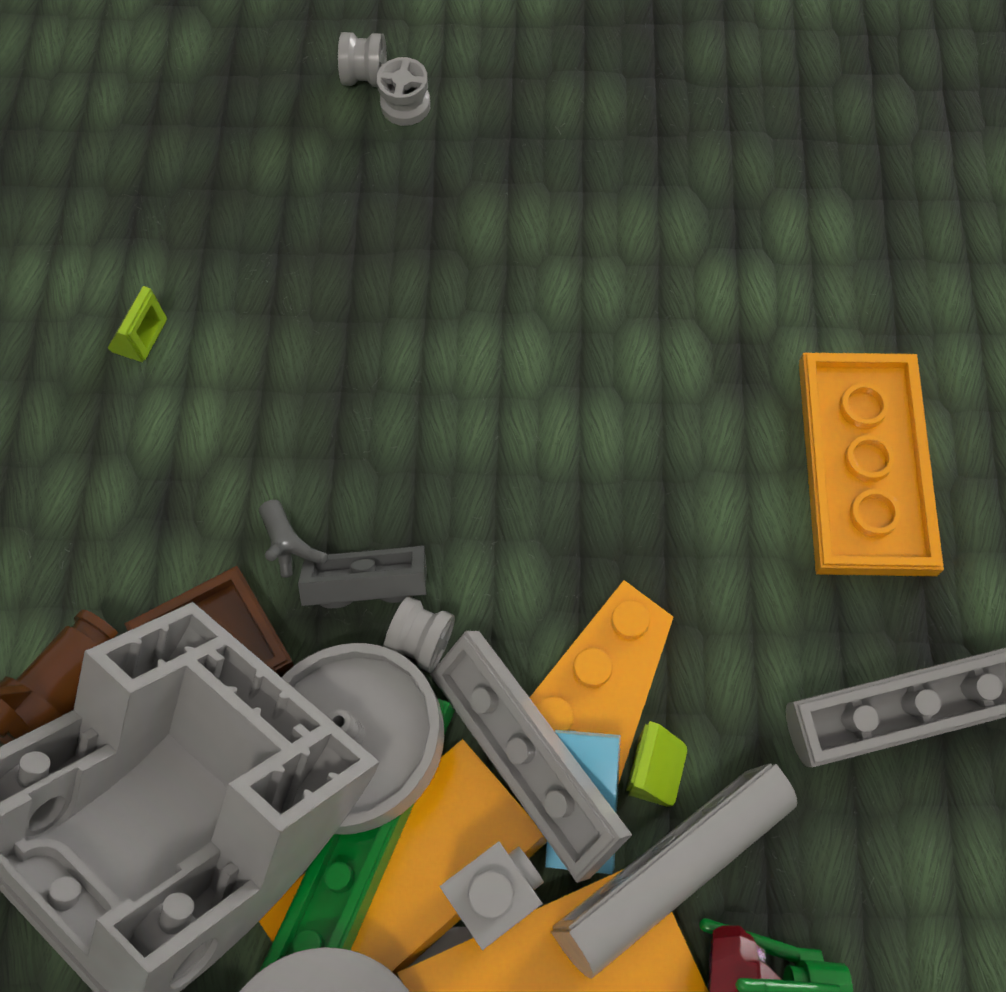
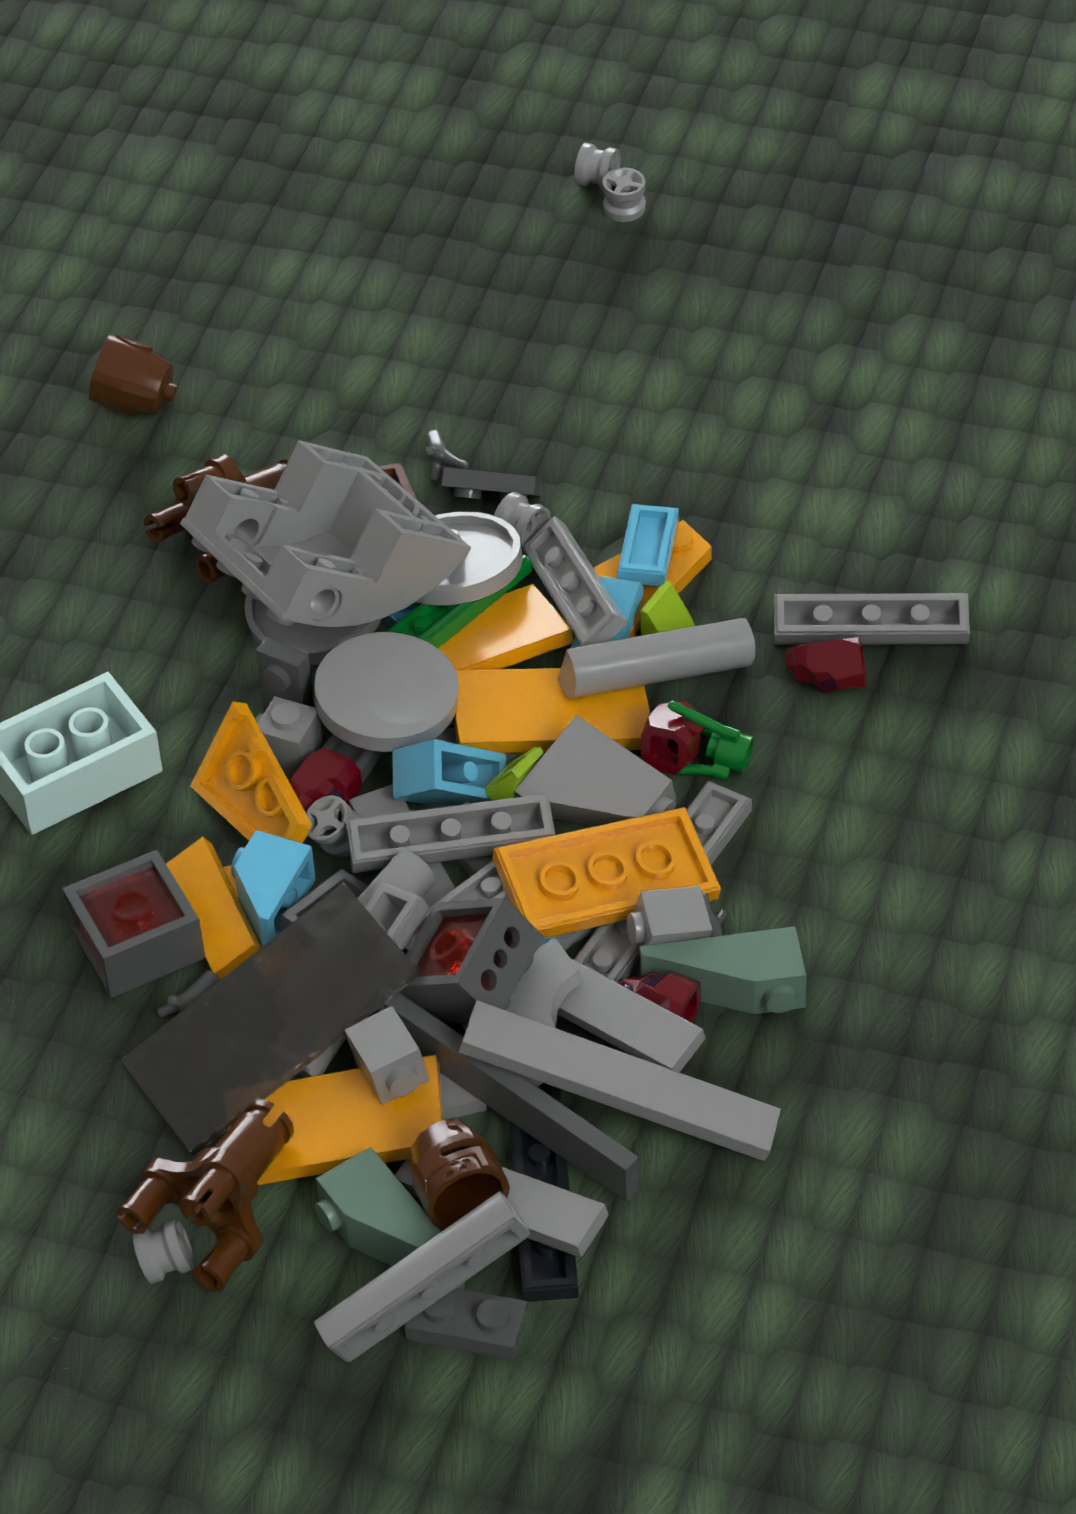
camera: 15 degrees right, 20 degrees down
(139, 327) = (366, 311): lime slope -> none
(494, 892) = (523, 631): light grey brick -> none
(602, 652) = (648, 544): none -> medium azure tile
(869, 465) = (901, 491): light orange tile -> none
(897, 794) = (829, 664): none -> dark red rock

